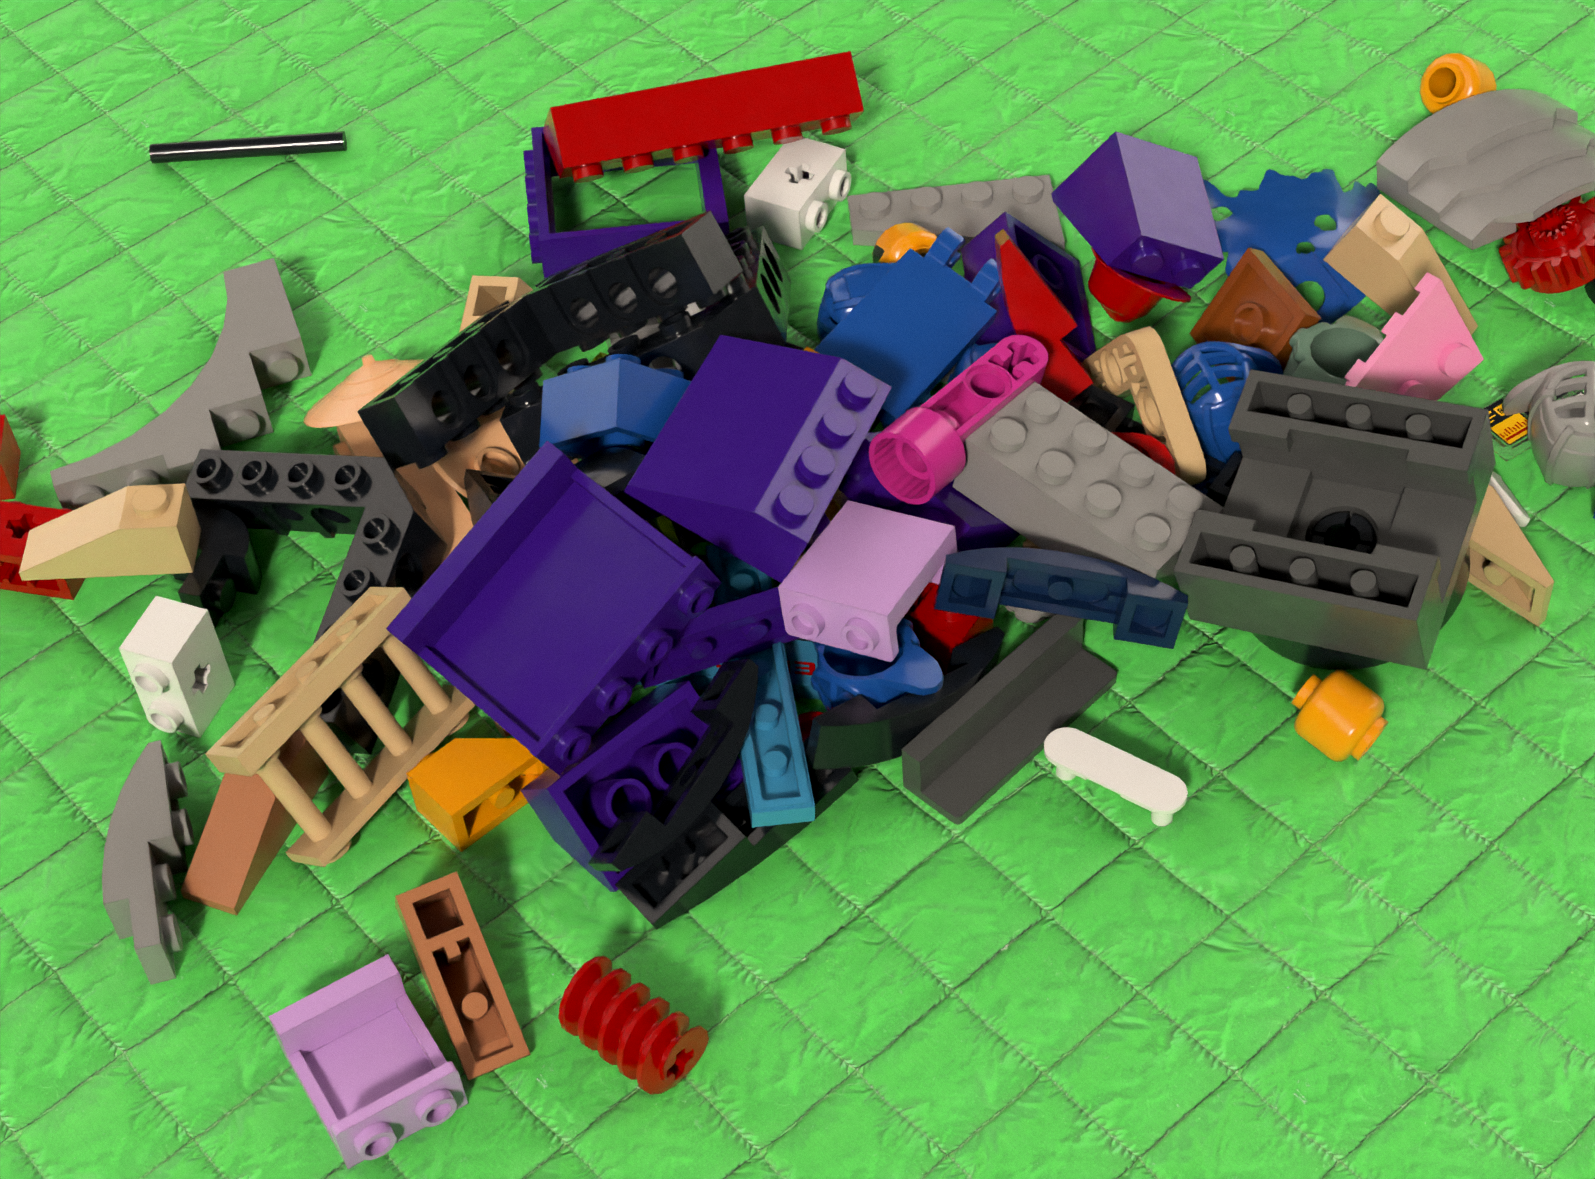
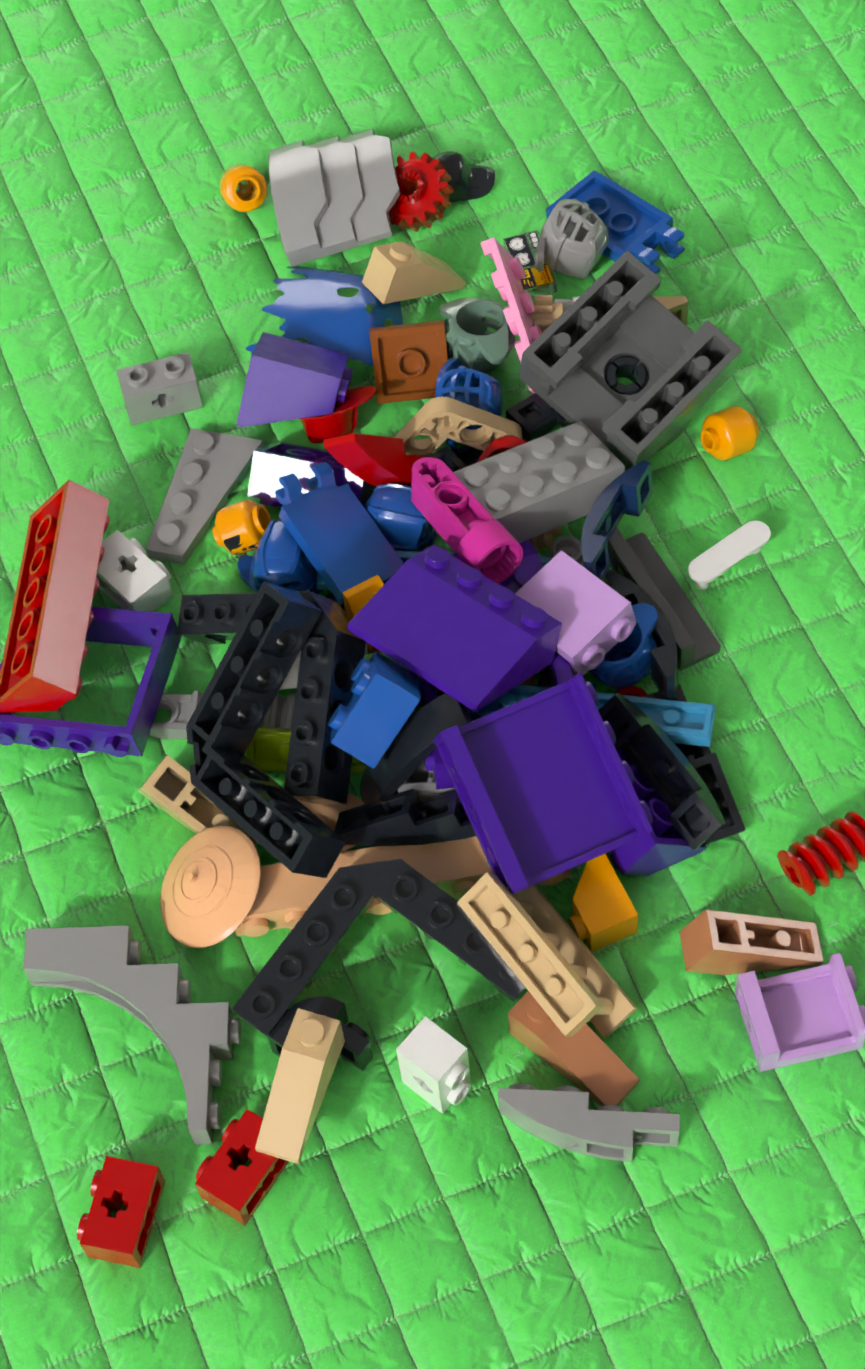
camera: 70 degrees left, 10 degrees up
(1082, 114) = (159, 388): none -> light grey brick

